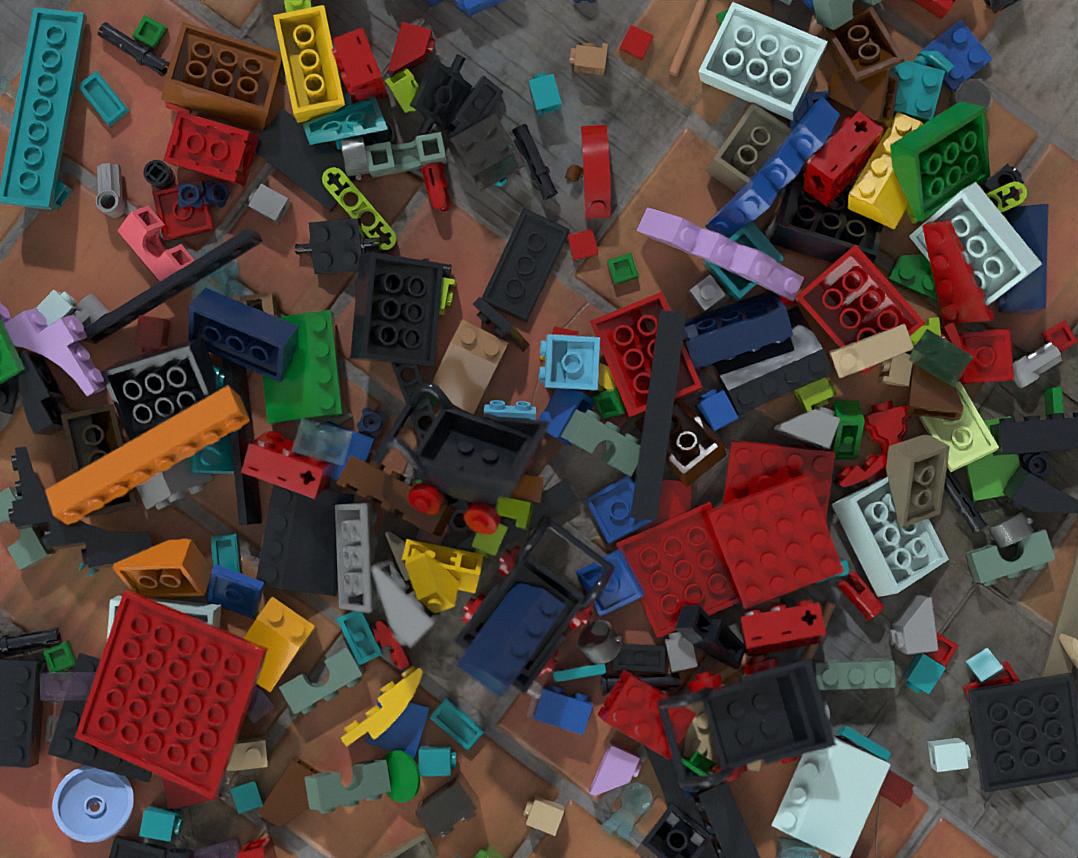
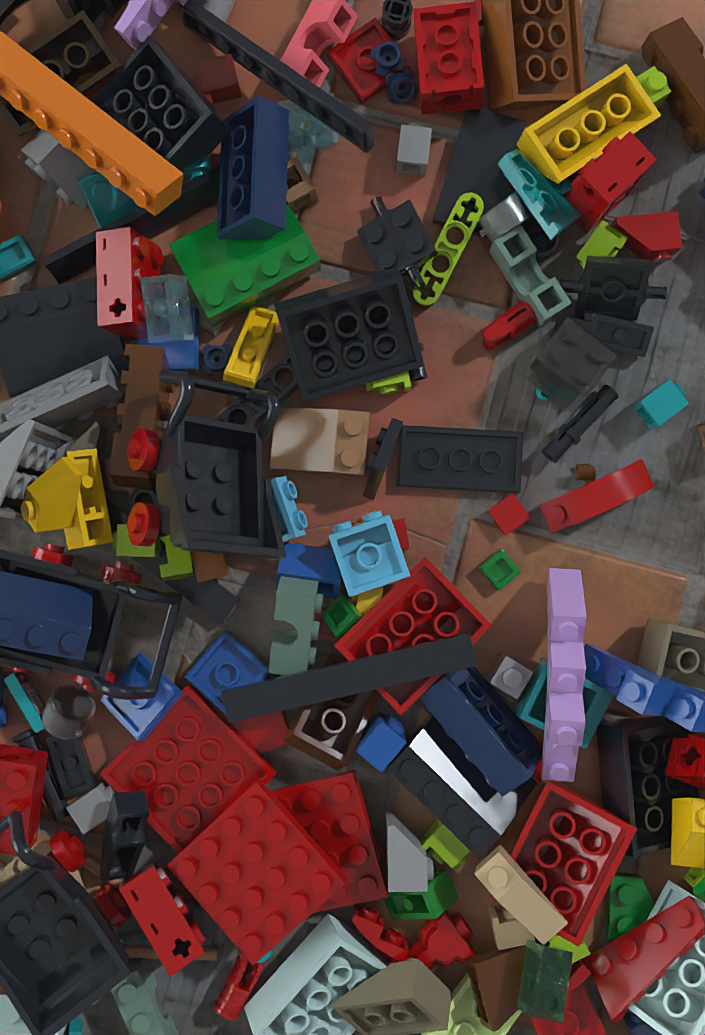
camera: 65 degrees right, 0 degrees up
(374, 389) = (252, 347): none -> yellow tile

